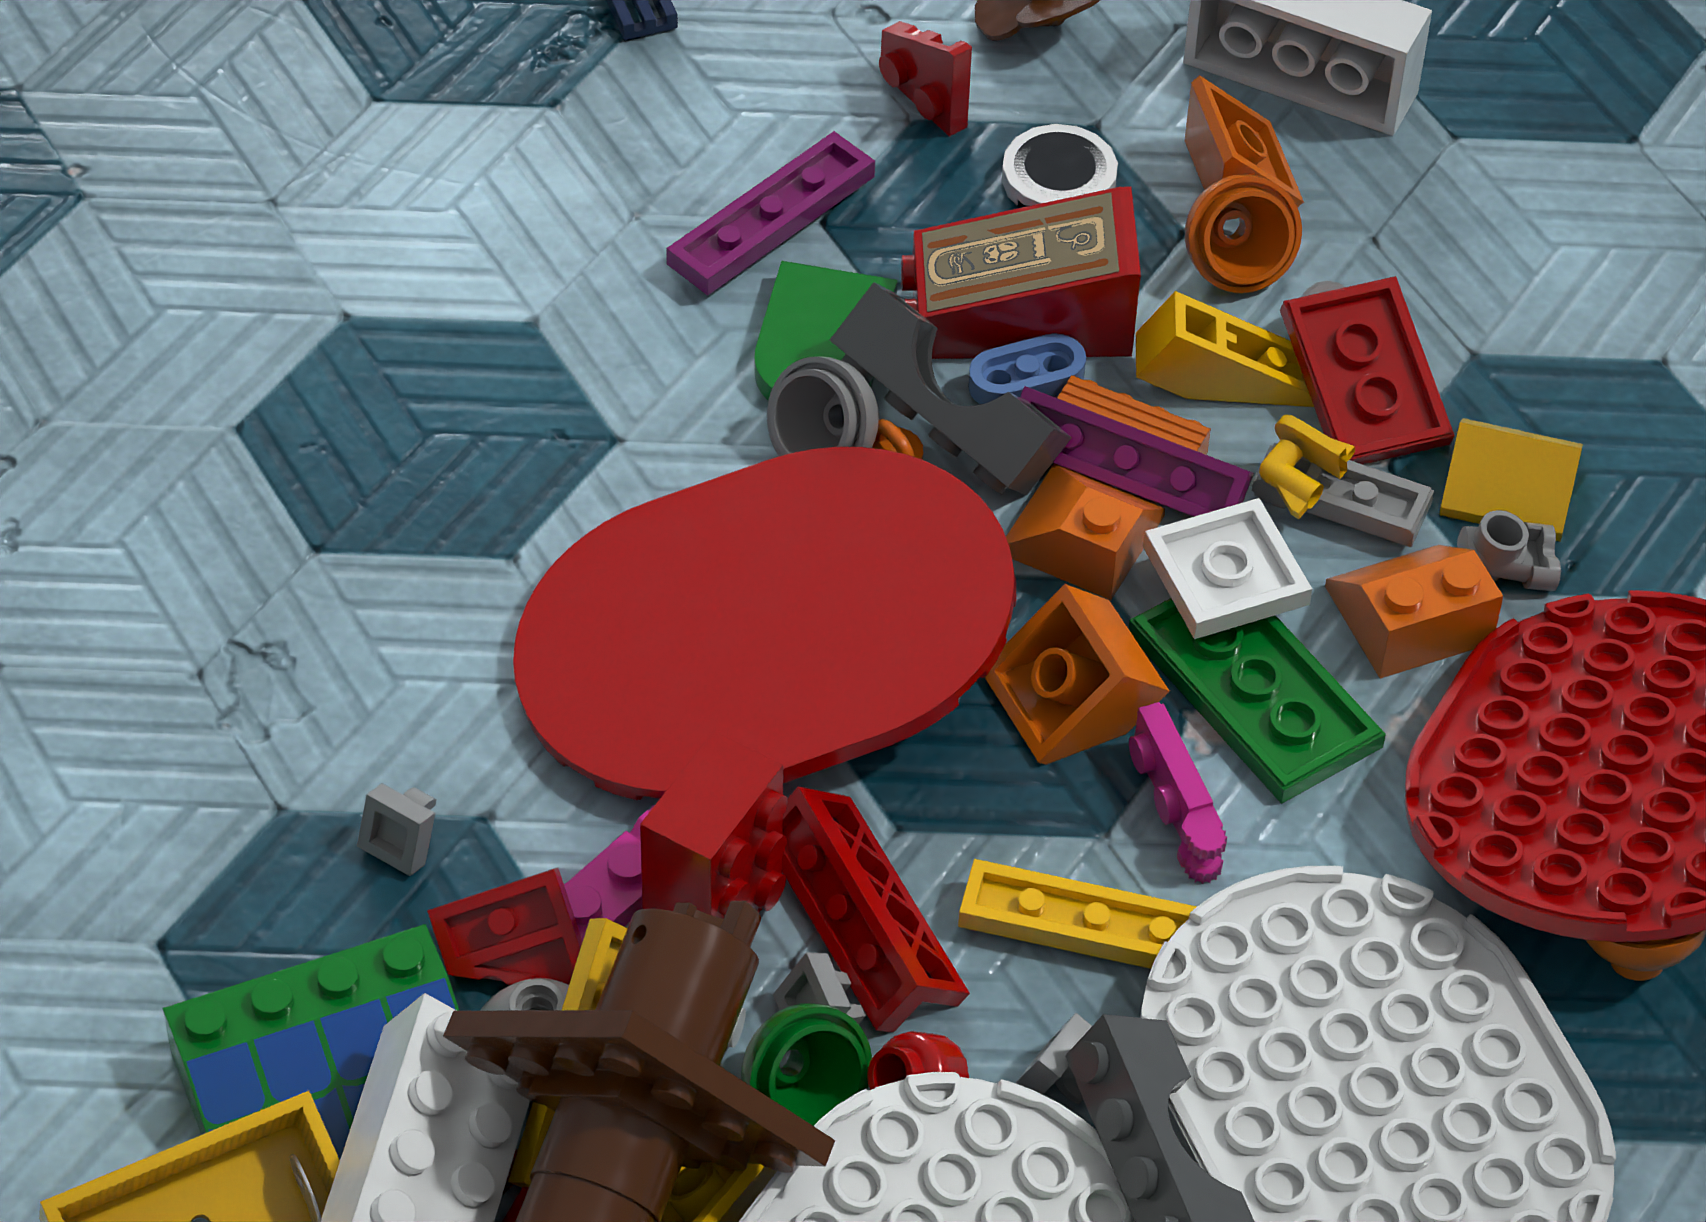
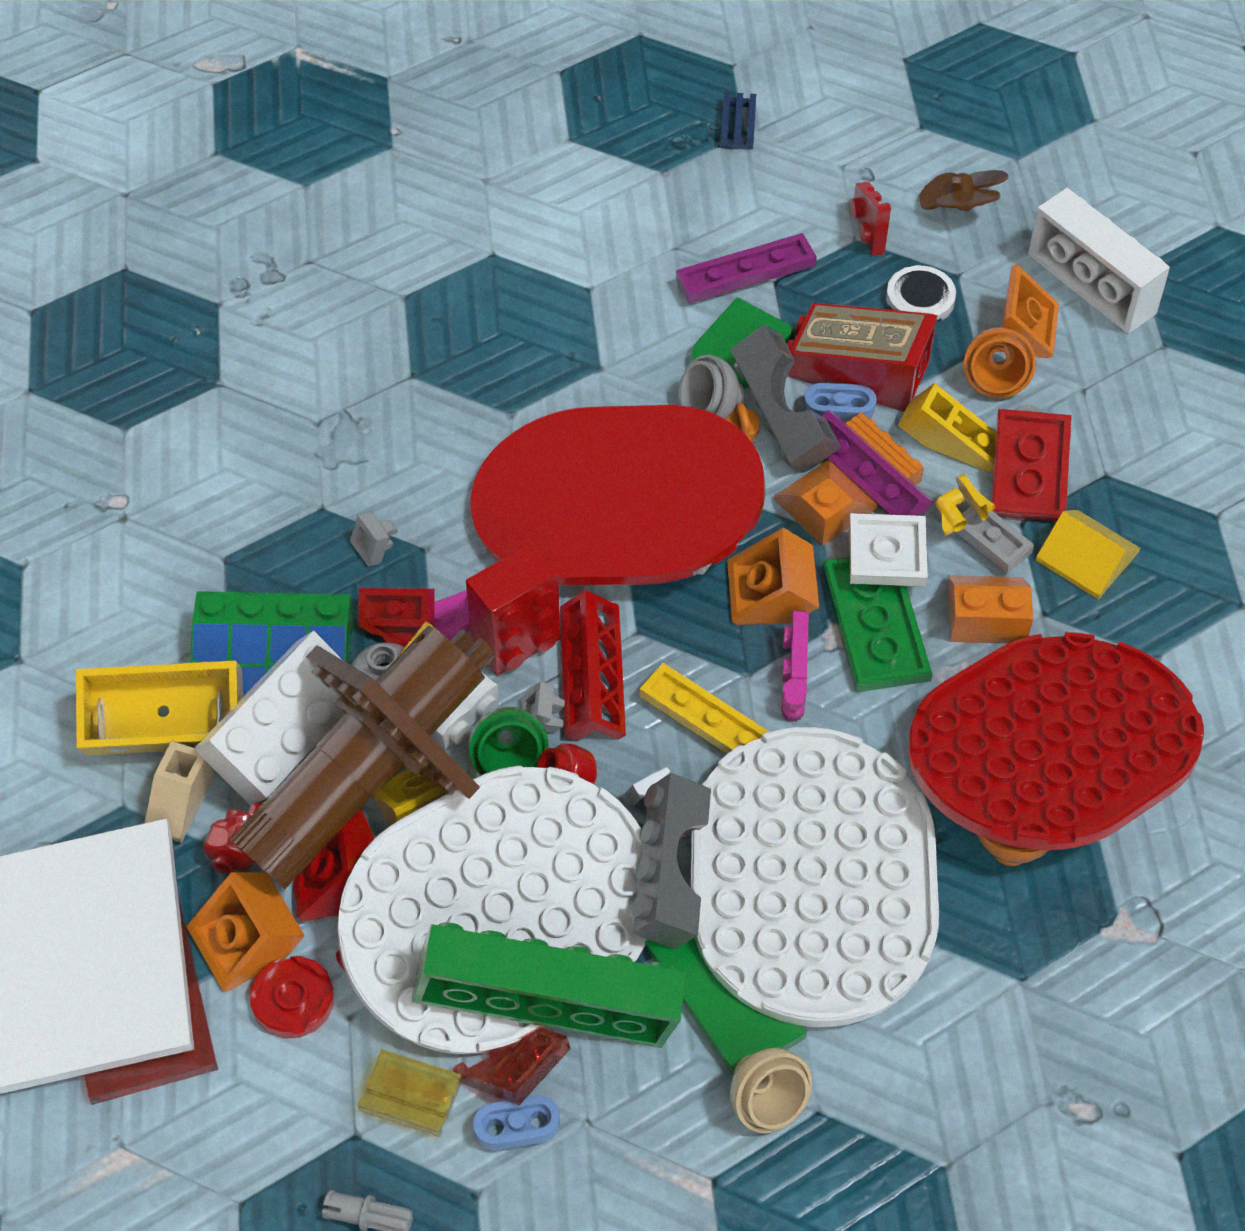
camera: 25 degrees right, 5 degrees up
(1515, 549) = (1056, 592): light grey plate -> none

